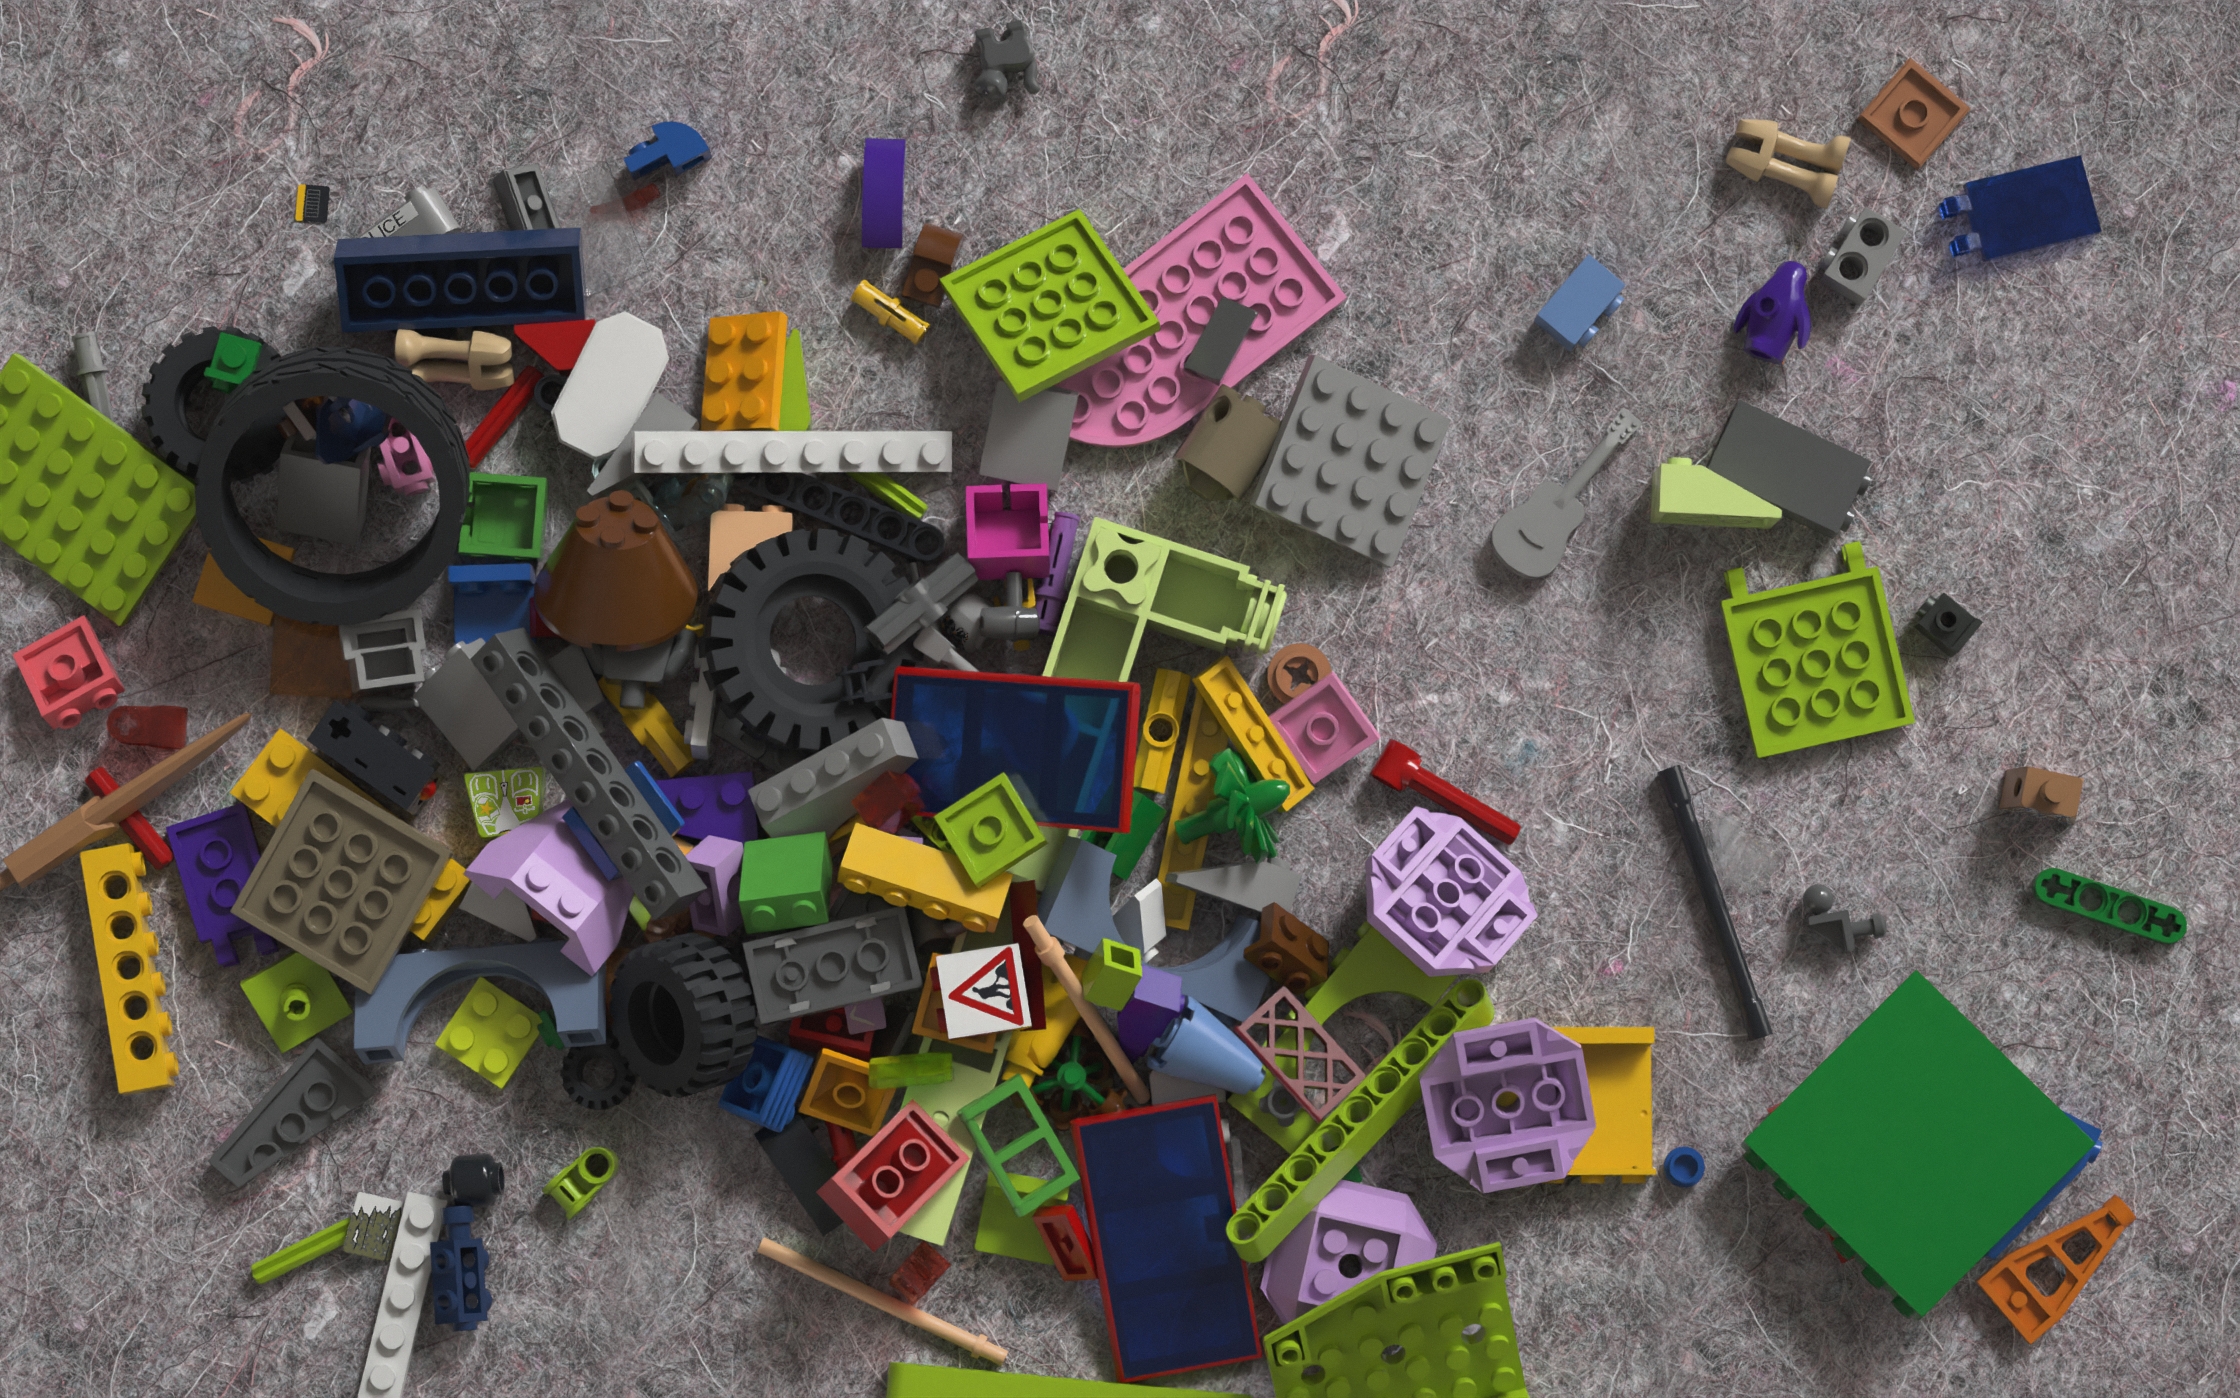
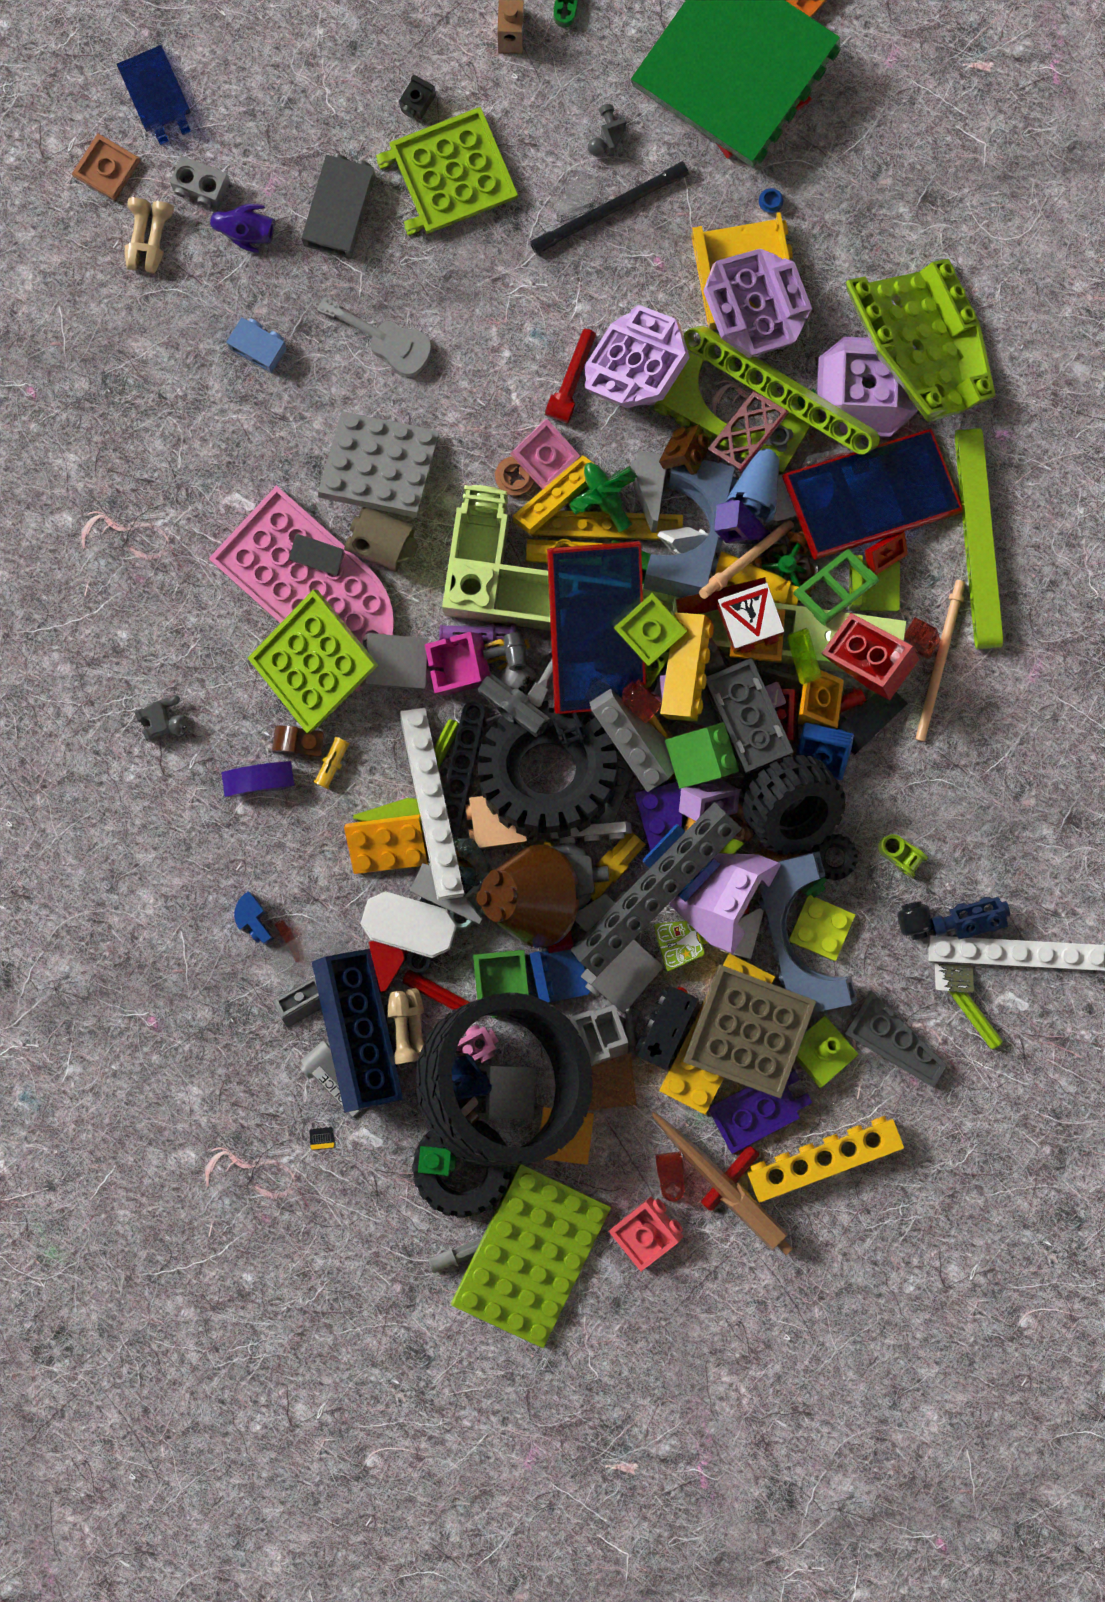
camera: 90 degrees left, 0 degrees up
(1111, 974) = (724, 544): lime brick -> none
(1701, 497) = (364, 253): yellowish green slope -> none

